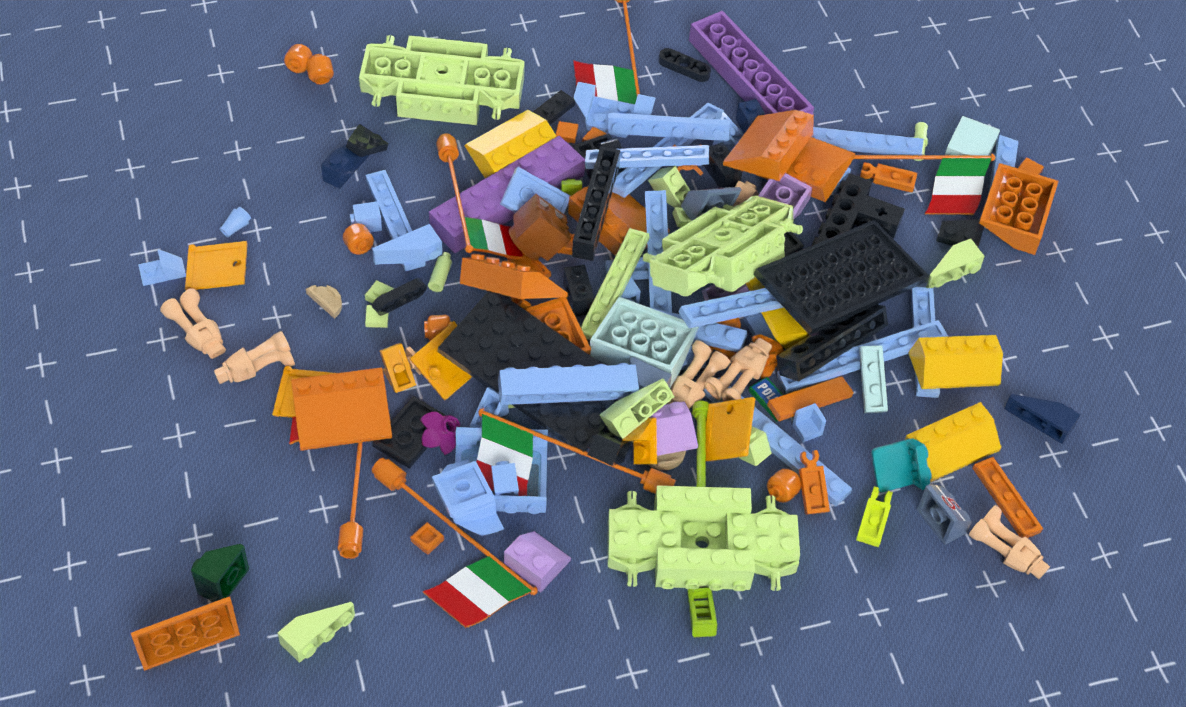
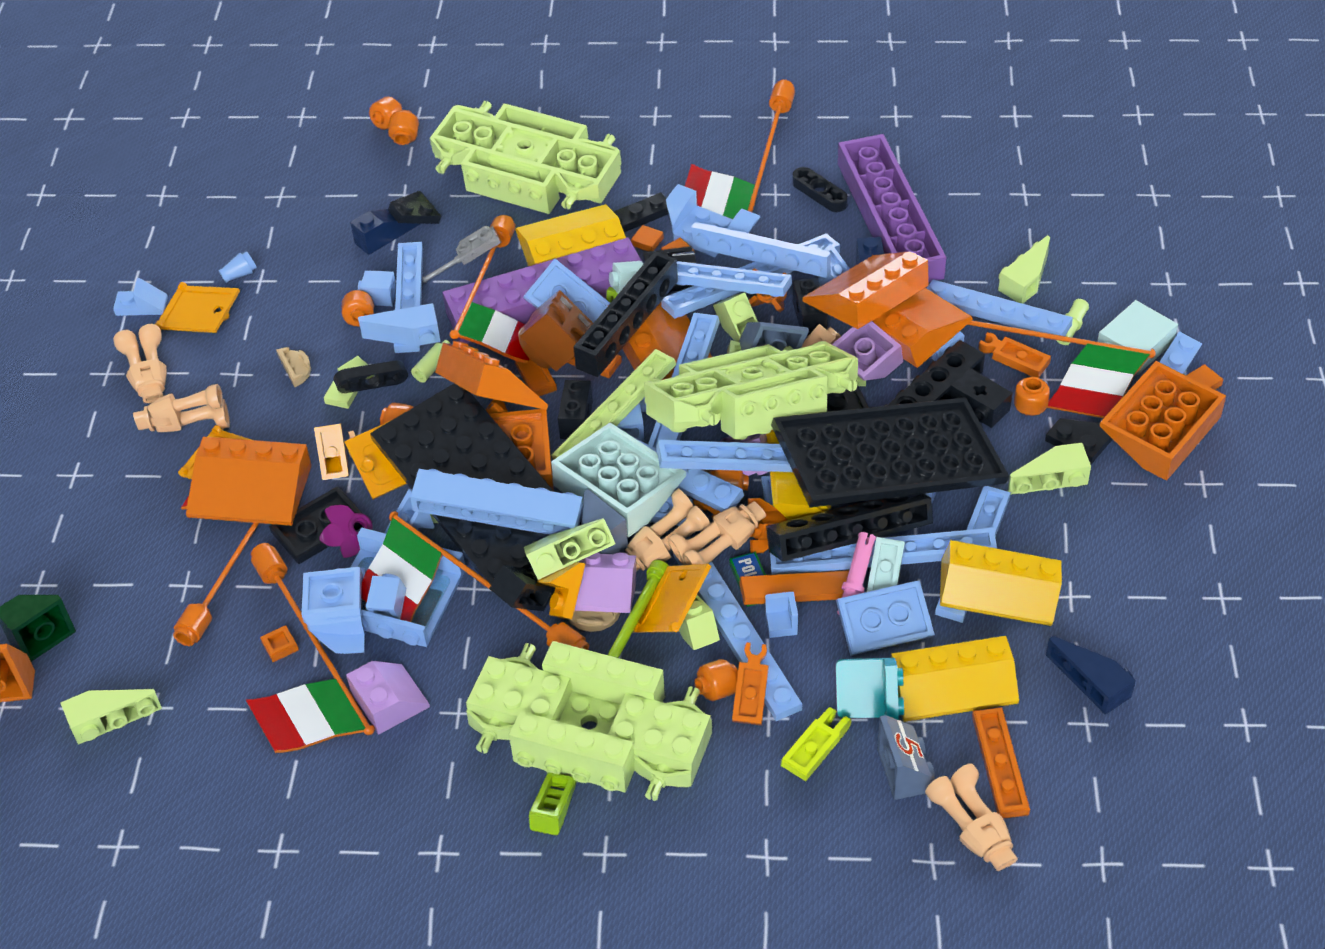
camera: 25 degrees right, 5 degrees down
(432, 169) = (470, 248): none -> light grey piece
(577, 170) = (622, 274): none -> light aqua brick
(853, 379) = (859, 565): none -> bright pink pin
(872, 108) = (1024, 275): none -> yellowish green slope
(885, 407) = (885, 617): none -> light blue tile
(918, 208) = (1031, 396): none -> orange head

